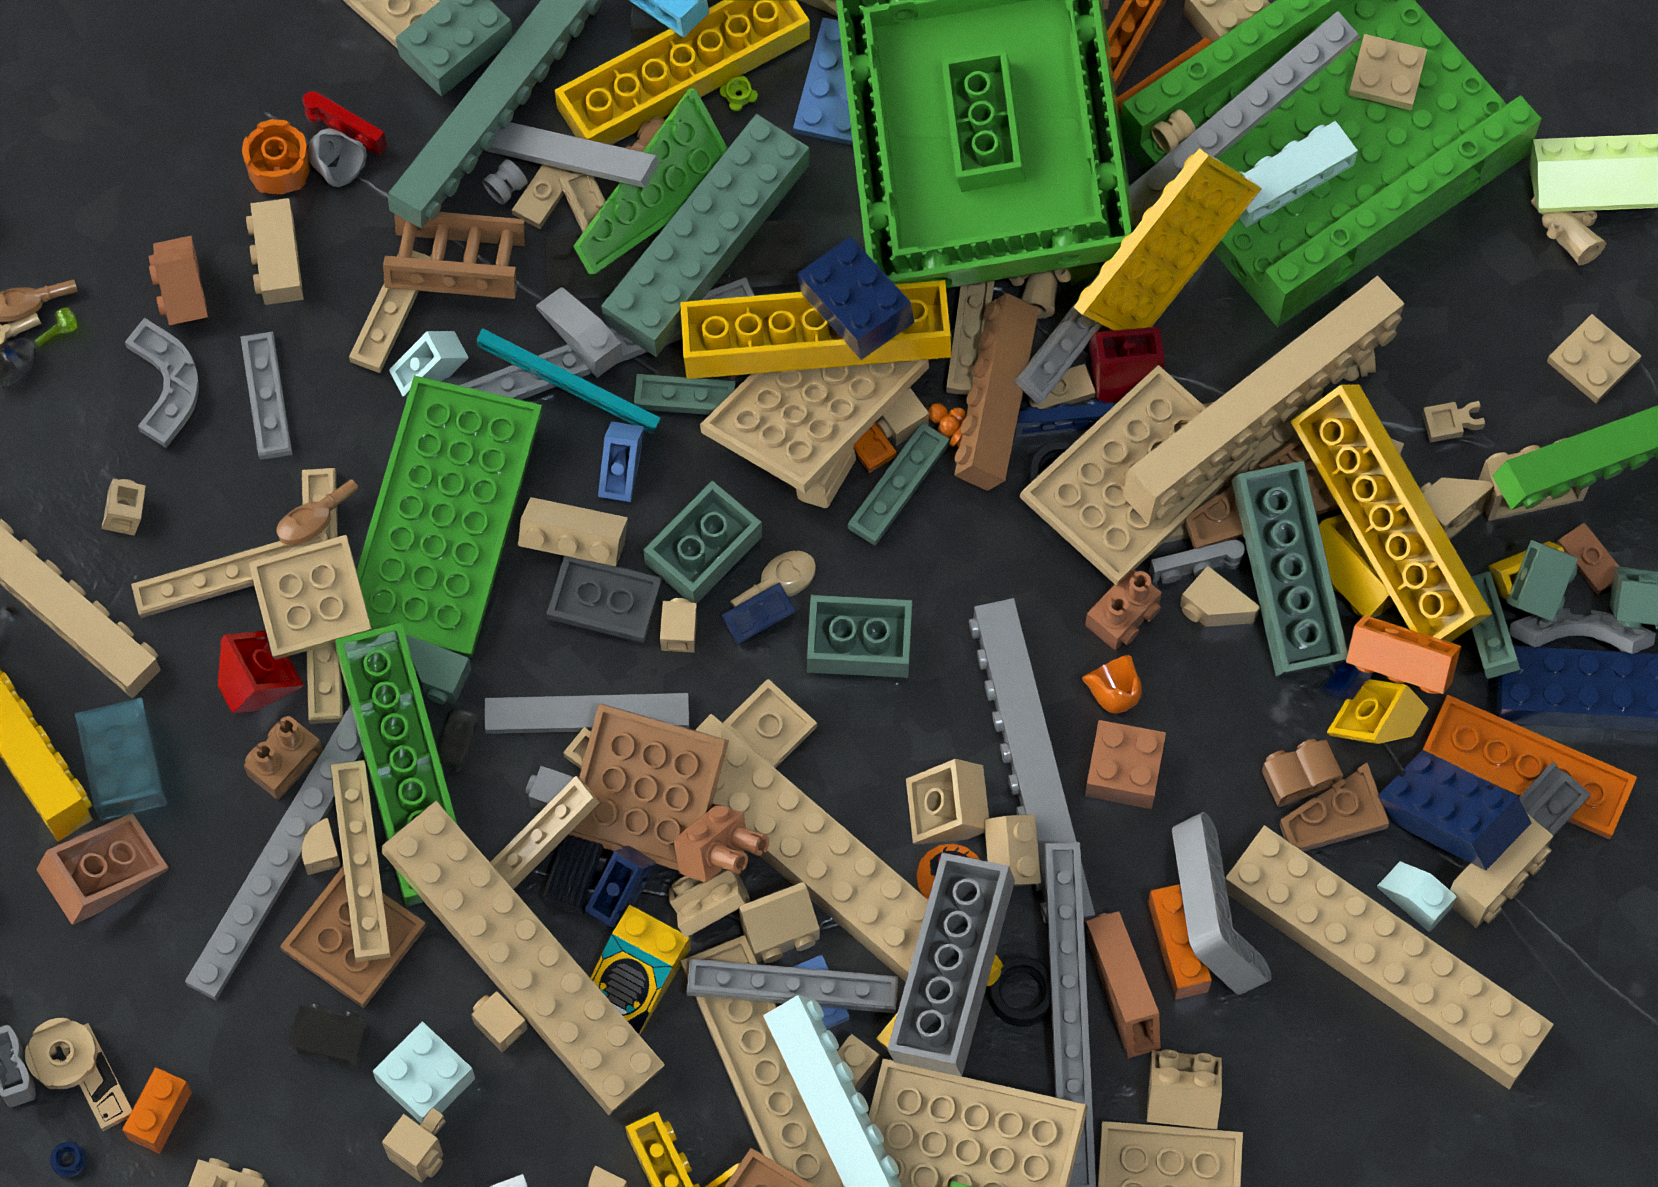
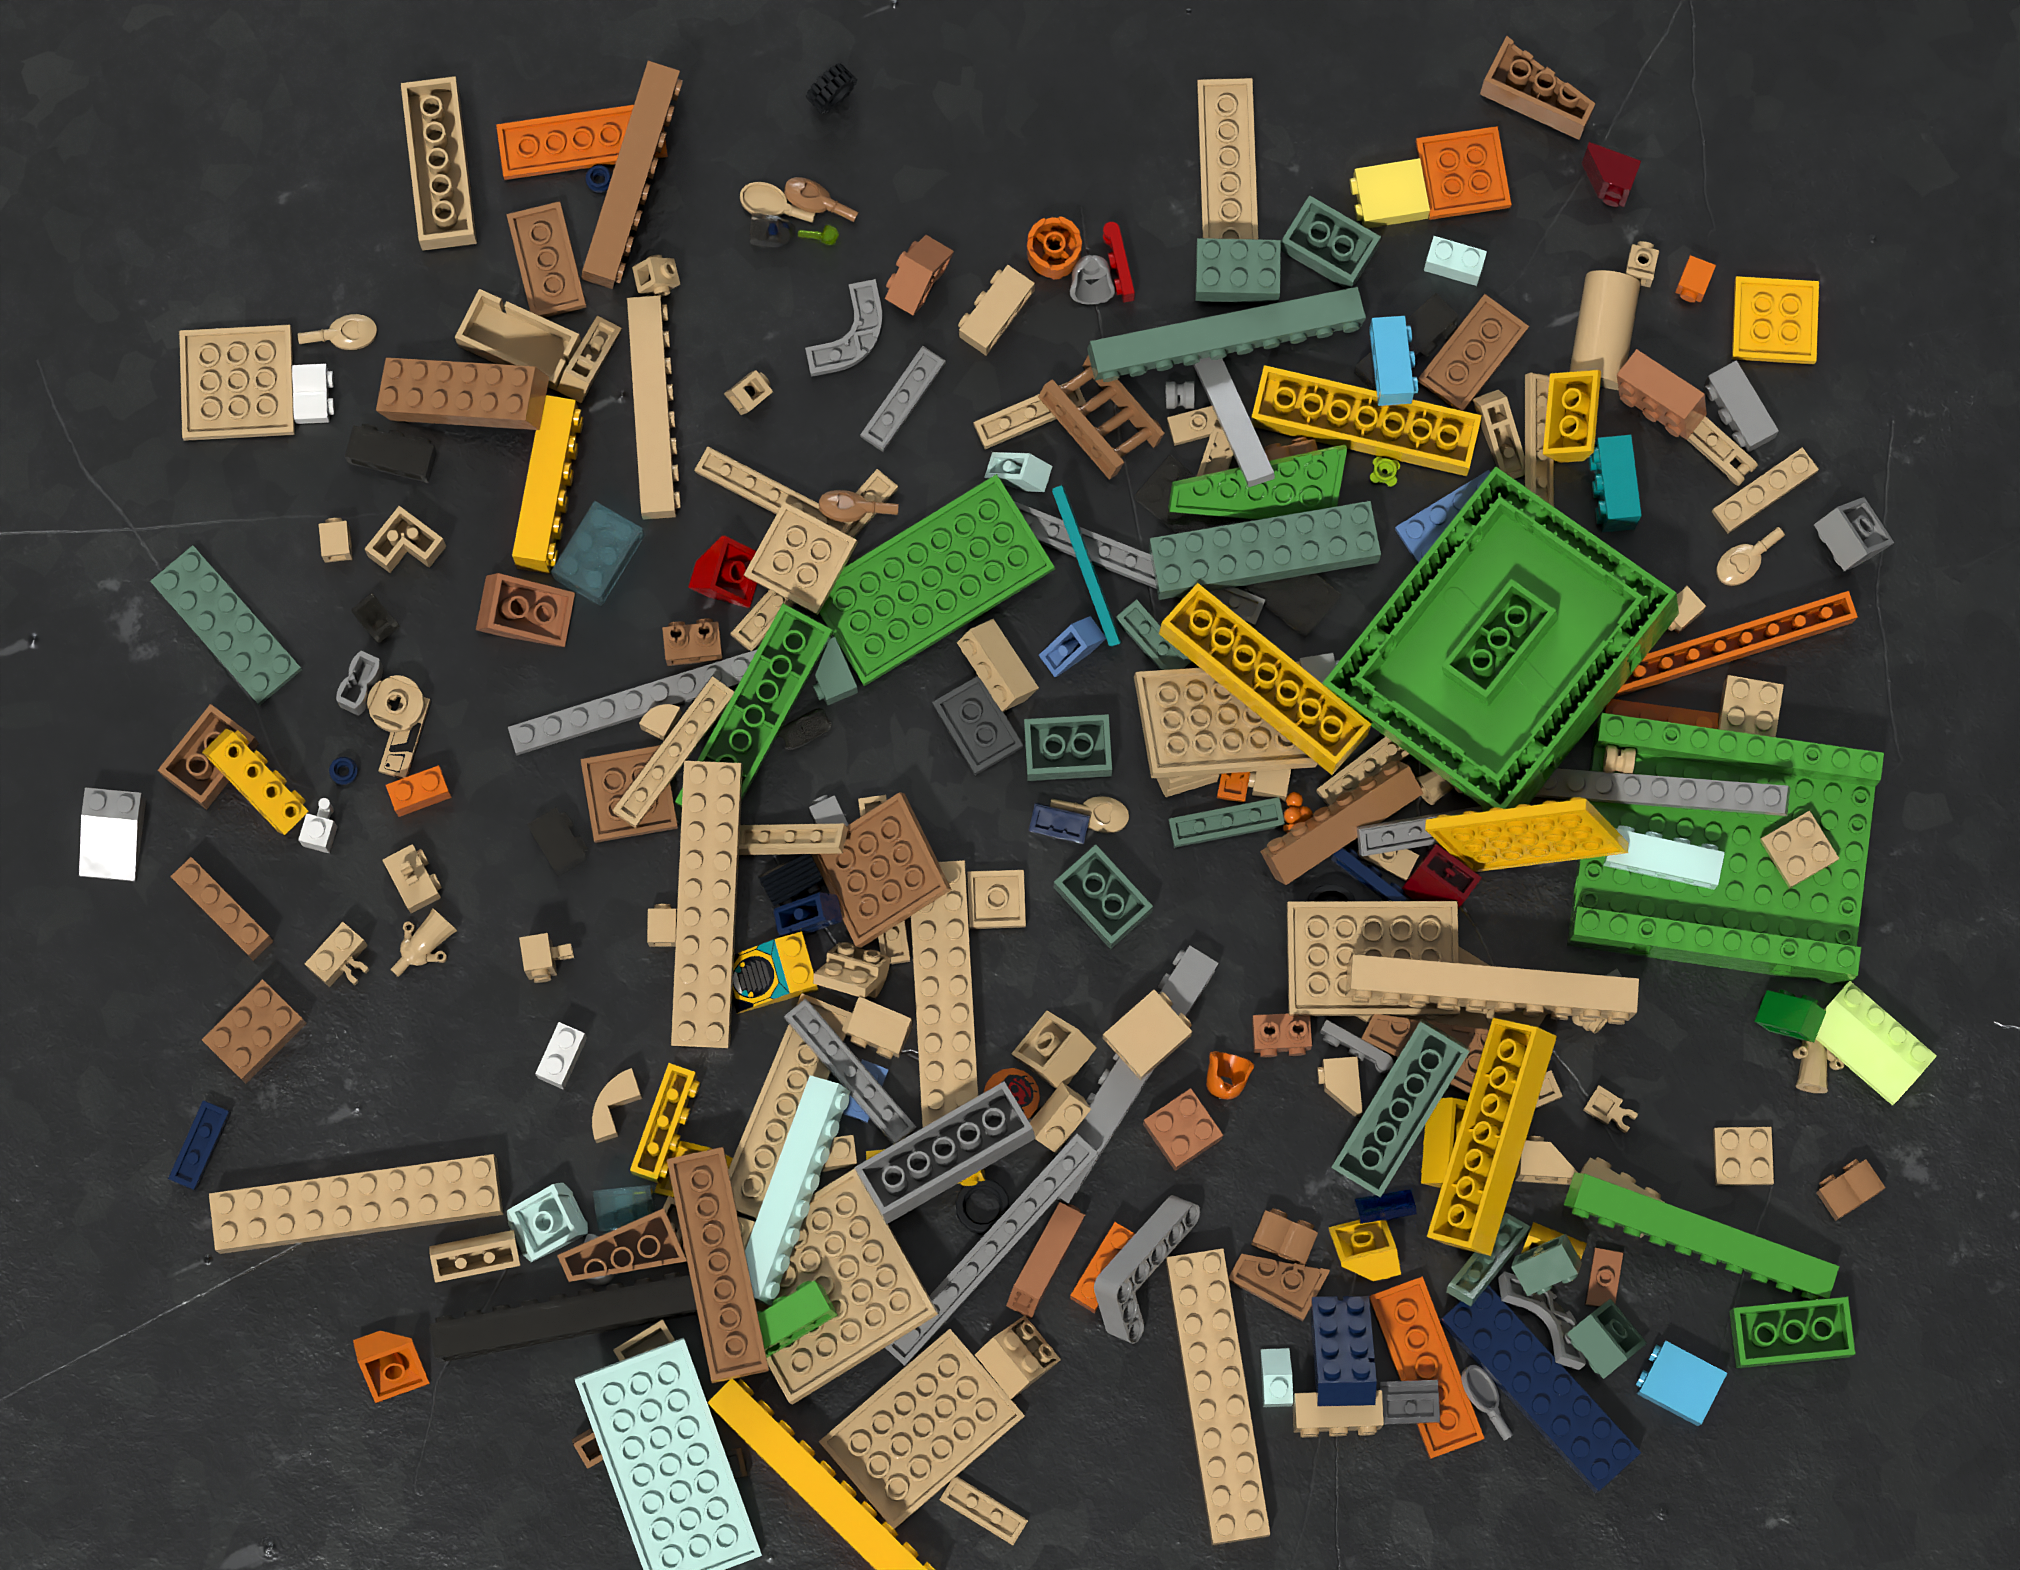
camera: 45 degrees right, 10 degrees up
(423, 1073) = (589, 917): light aqua brick -> none
(577, 712) = (892, 780): light grey tile -> none
(582, 331) = (1127, 539): light grey slope -> none
(678, 625) = (1004, 784): tan brick -> none
(717, 843) = (884, 944): nougat brick -> none
(856, 298) = (1299, 685): dark blue brick -> none
(1018, 707) = (1148, 1034): none -> tan brick
(1403, 655) = (1411, 1228): orange brick -> none
(1516, 209) = (1790, 1015): none -> green brick
(1598, 743) = (1485, 1396): none -> light grey piece

